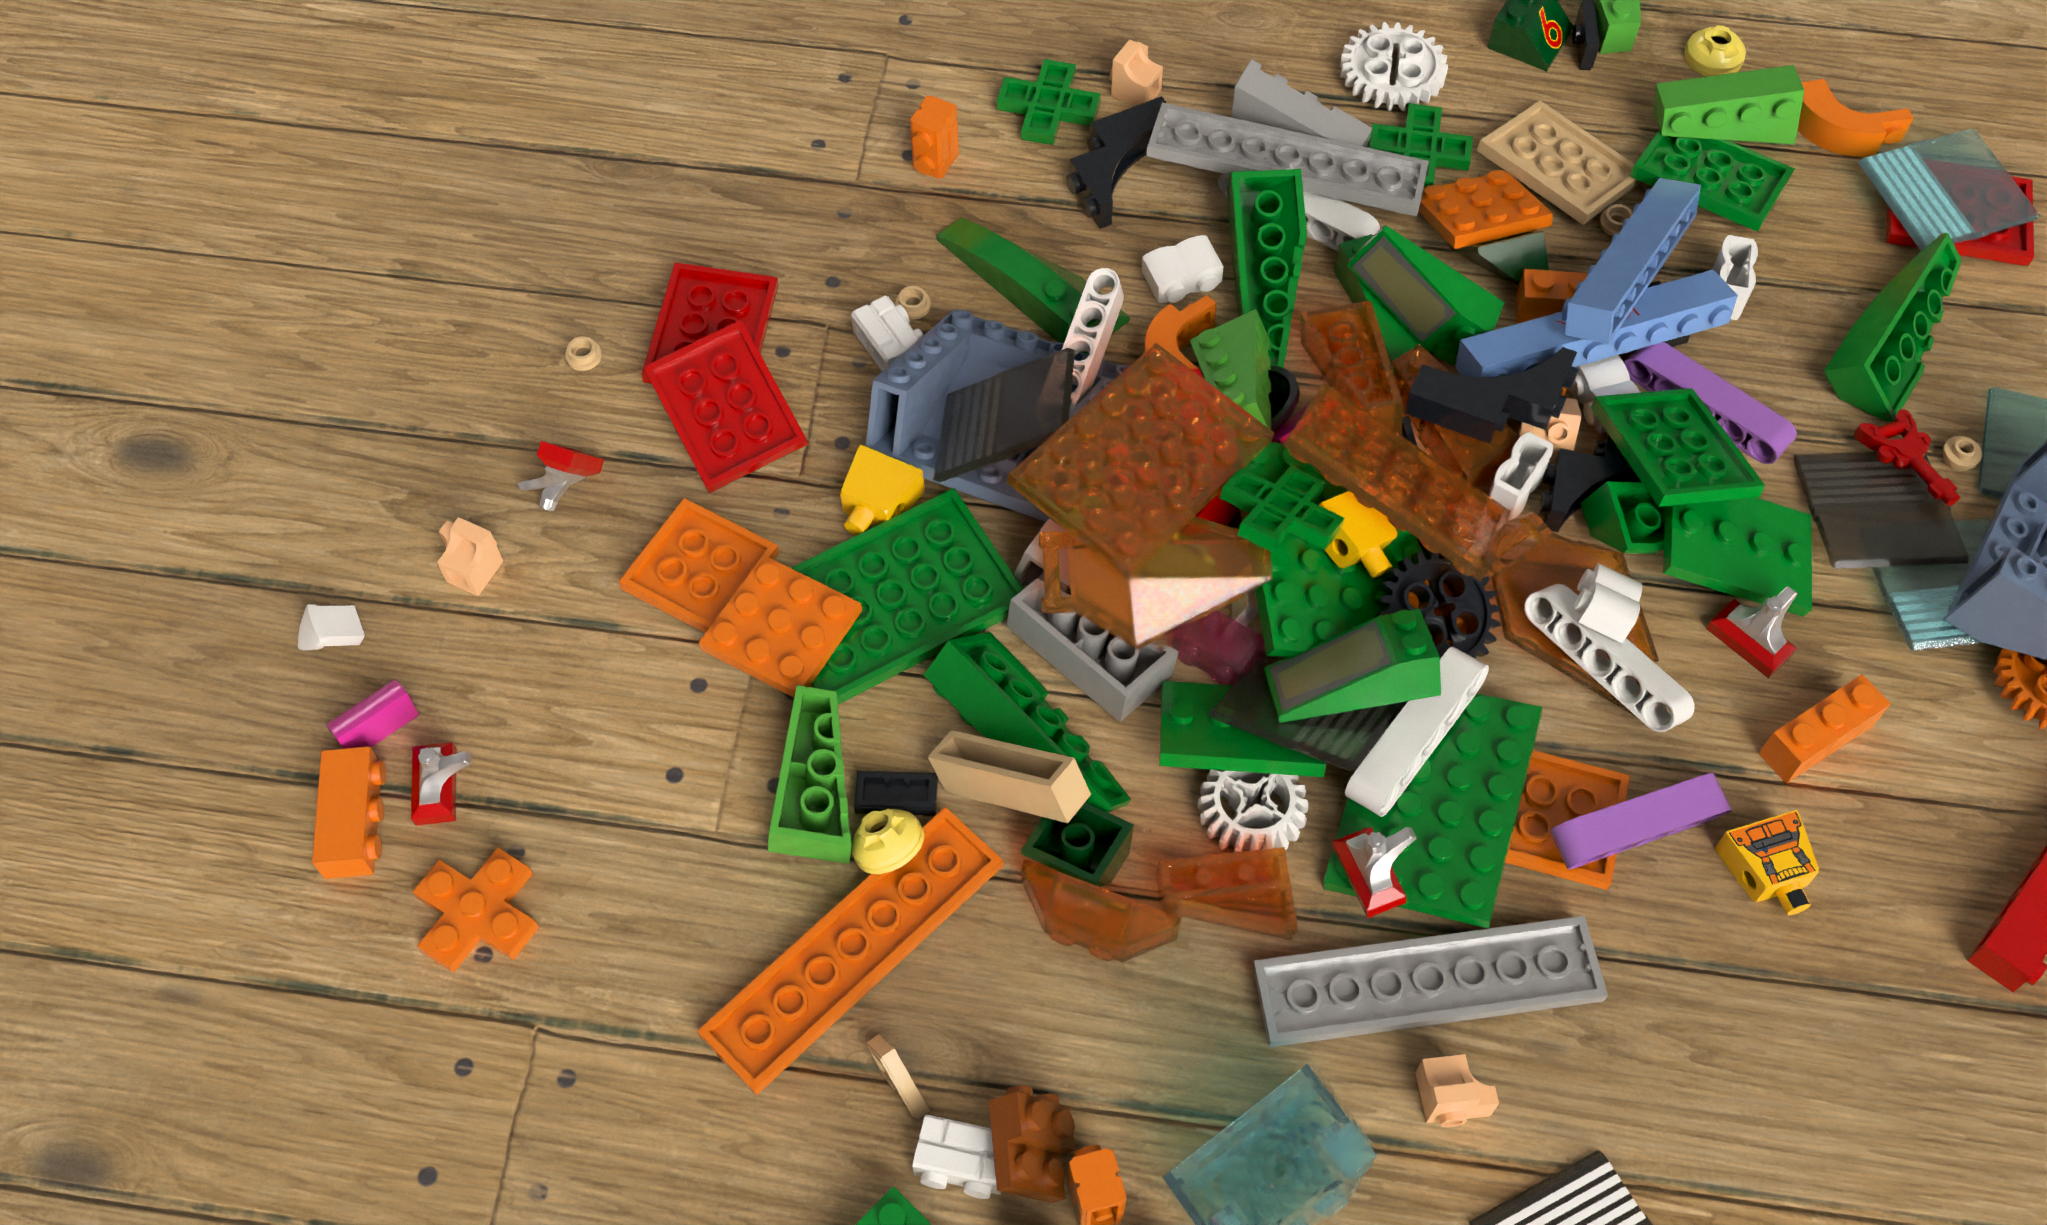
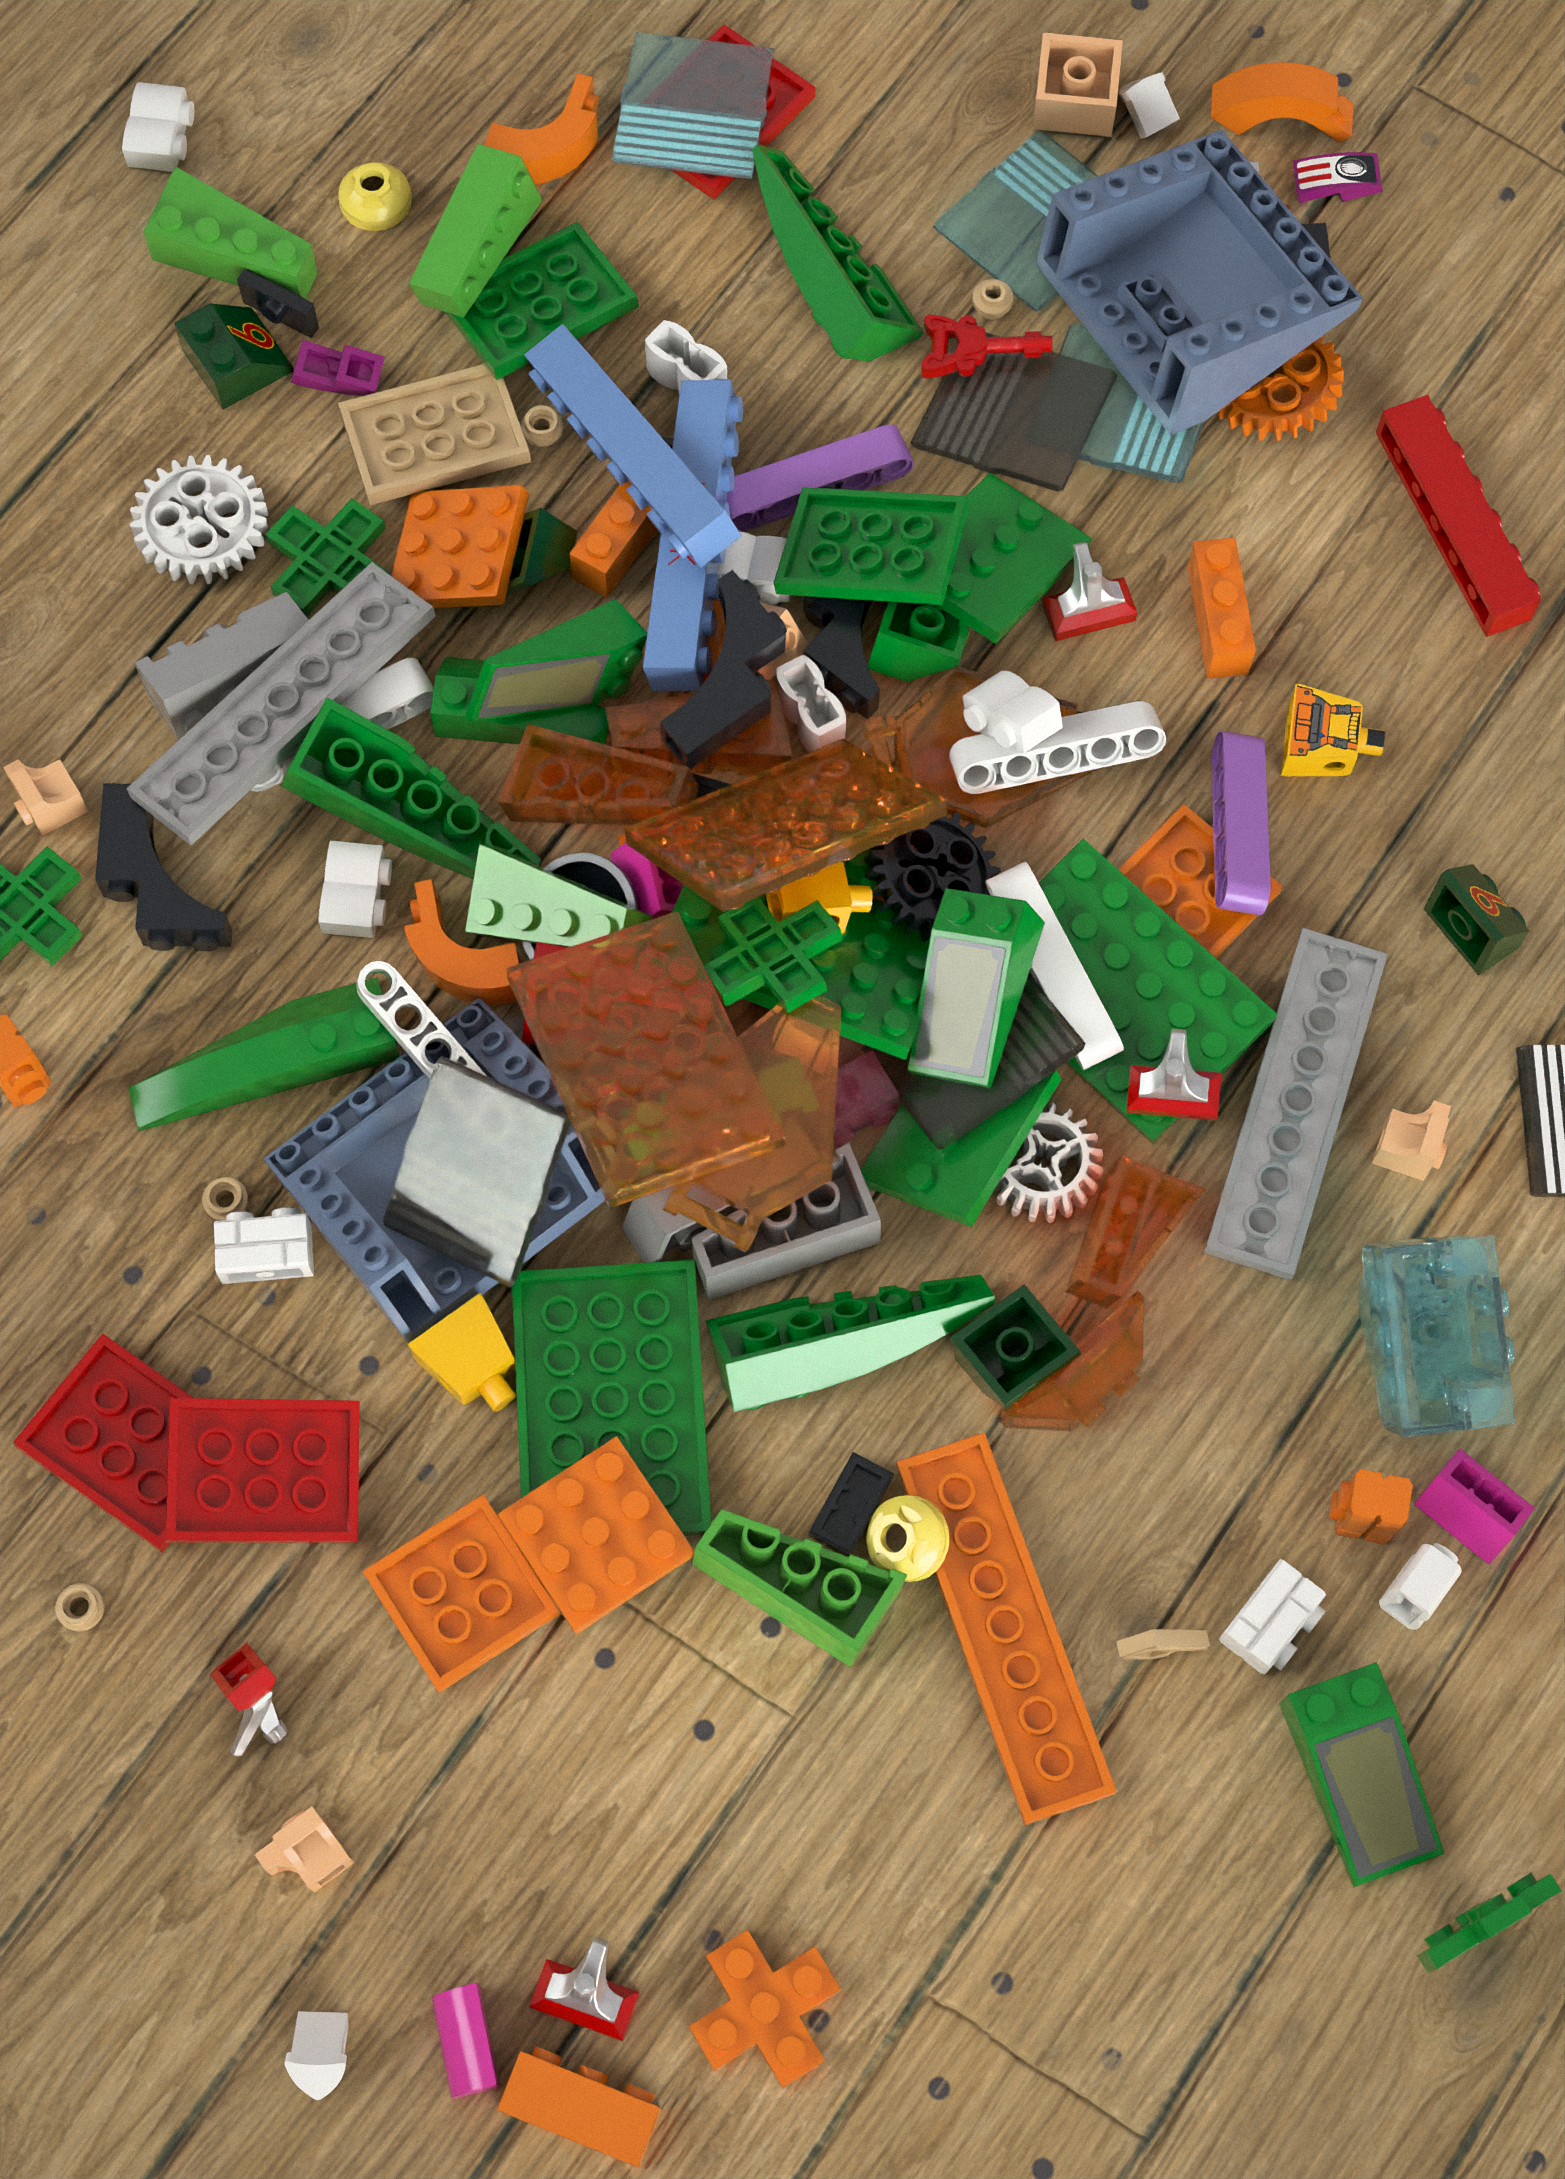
camera: 65 degrees left, 10 degrees up
(1010, 775) = (914, 1378): tan brick -> none
(1029, 1143) = (1291, 1546): dark orange plate -> none
(1564, 90) = (338, 372): none -> magenta slope
(1694, 1054) = (1475, 917): none -> dark green slope

